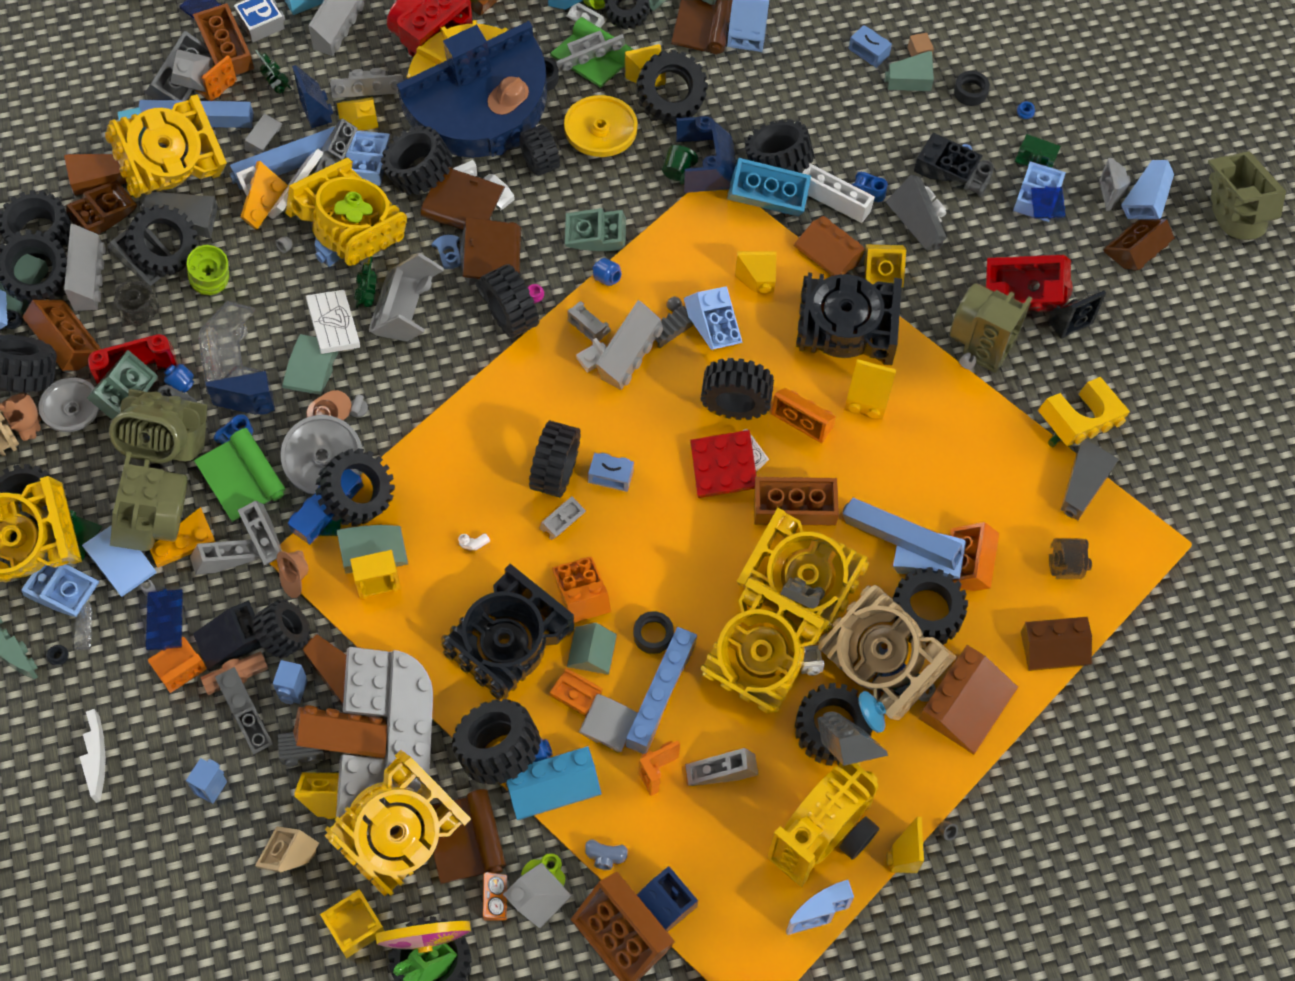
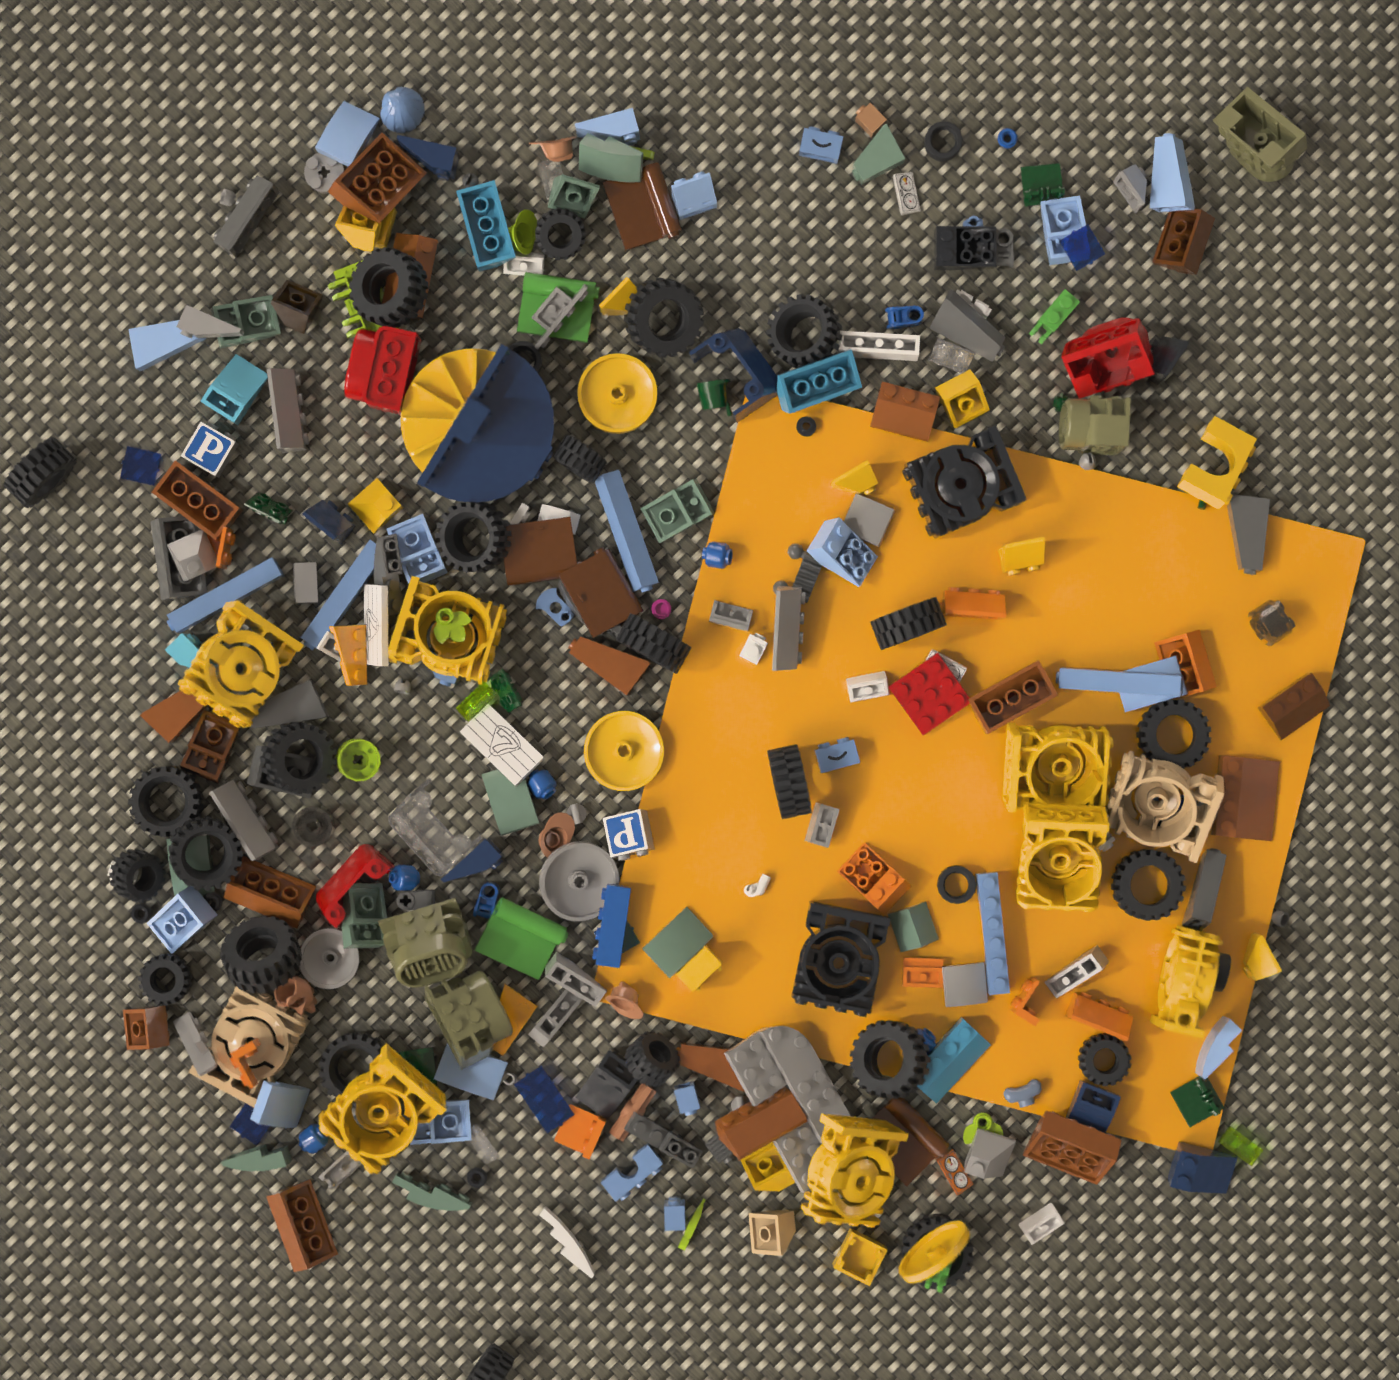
camera: 25 degrees left, 25 degrees up
(214, 726) = (619, 1185): none -> medium blue arch
(215, 807) = (691, 1226): none -> lime piece
(327, 284) = (476, 701): none -> clear neon green plate
(336, 500) = (613, 907): black tyre -> none
(344, 368) = (541, 784): none -> blue head
(365, 84) = (363, 465): light grey bracket -> none
(390, 438) = (628, 834): none -> piece
(400, 296) = (545, 690): light grey windscreen -> none
(430, 376) = (623, 751): none -> yellow dish
(466, 312) = (611, 664): none -> dark orange slope
(507, 95) = (522, 426): nougat piece -> none
(543, 222) = (626, 531): none -> medium blue brick
(671, 435) = (867, 686): none -> white slope
(708, 845) = (1121, 1064): none -> black tyre
(720, 819) = (1100, 1015): none -> orange slope
(740, 224) = (803, 432): none -> black plate
(752, 309) = (868, 519): none -> light grey slope
(774, 957) = (1197, 1100): none -> dark green hinge
(800, 592) = (1062, 792): dark grey plate -> none
(847, 740) = (1180, 913): dark grey slope -> none
(872, 711) = (1178, 864): dark azure dish -> none
(893, 226) = (951, 356): none -> clear hinge
(898, 748) = (1205, 890): none -> dark grey slope
(921, 108) = (906, 193): none -> slope
(999, 242) = (1055, 315): none -> bright green hinge

